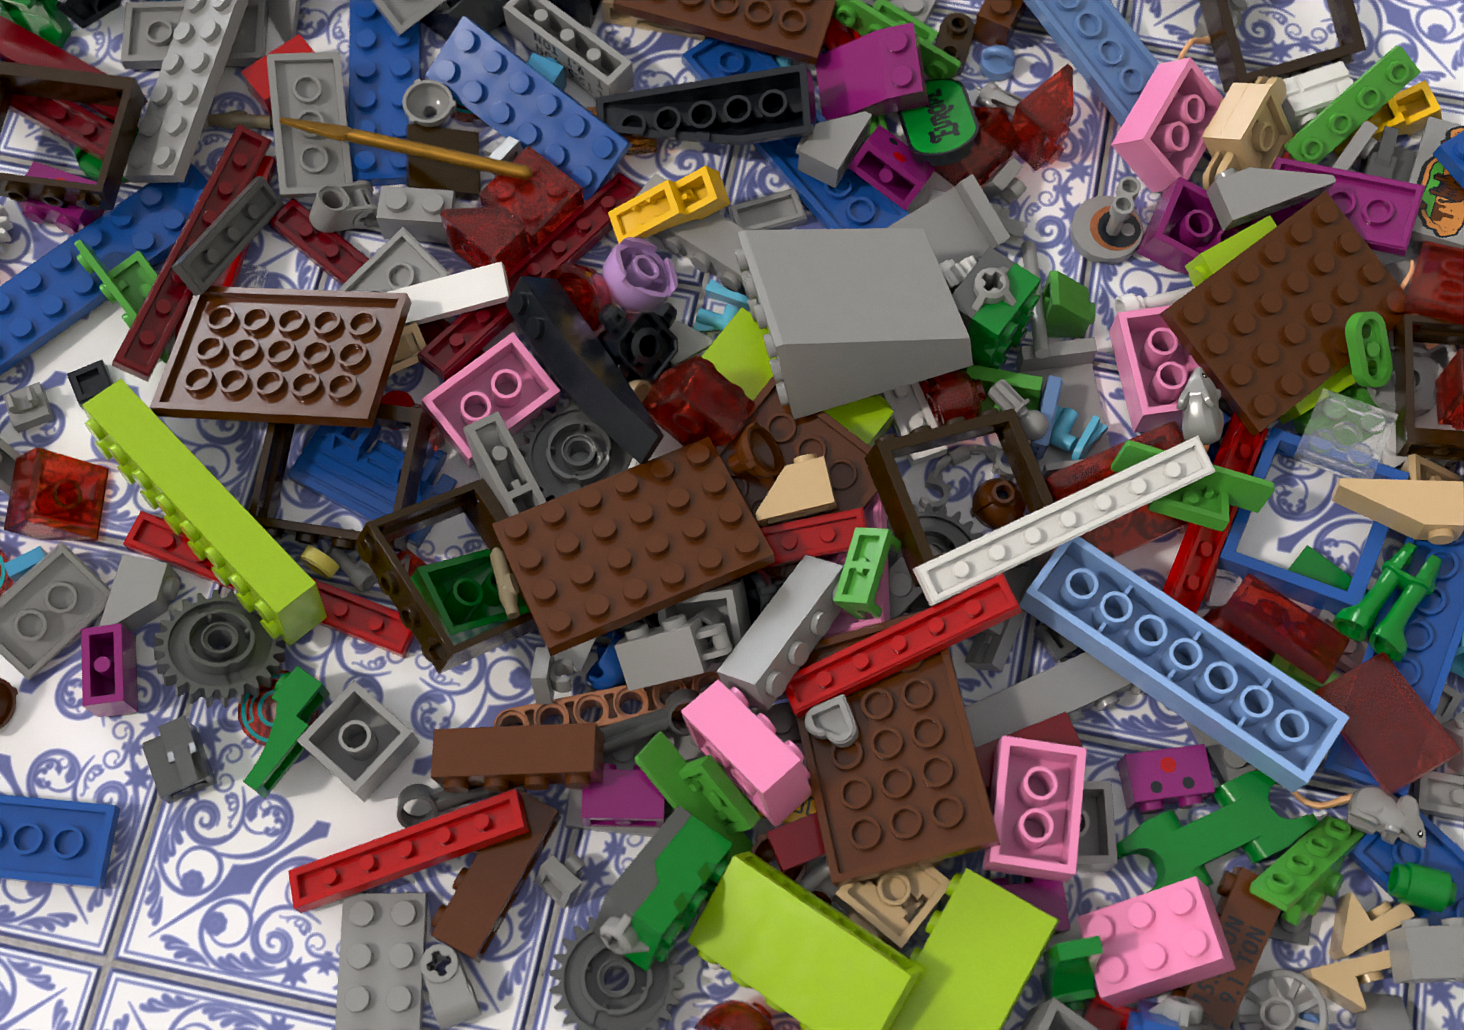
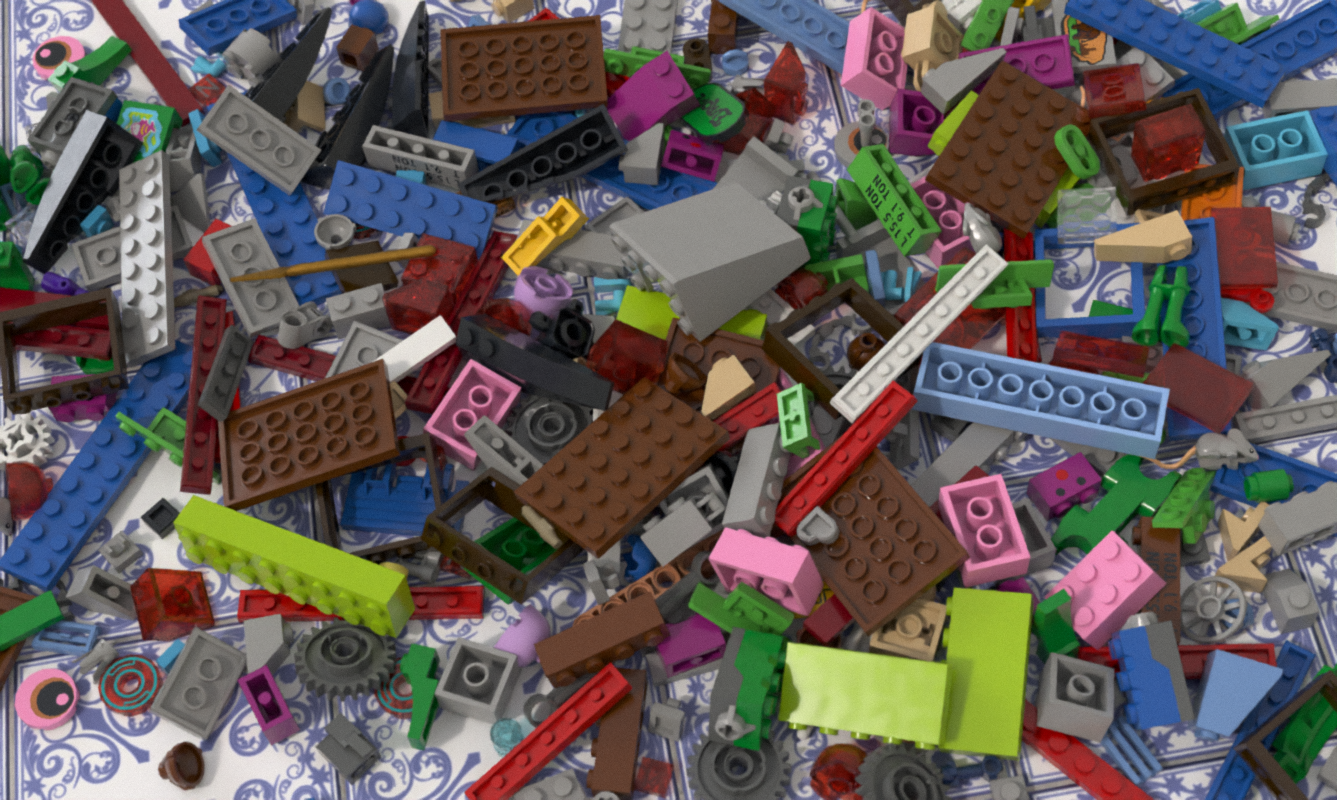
camera: 15 degrees left, 10 degrees down
(95, 52) = (62, 285): none -> dark purple piece
(368, 828) = (509, 741): none -> clear light blue wheel
(437, 707) = (523, 634): none -> lavender cylinder
(516, 943) = (654, 777): none -> clear red tile
(651, 60) = (488, 146): none -> blue brick
(1032, 421) = (841, 274): light grey axle -> none
(1111, 324) = (894, 200): none -> bright green brick

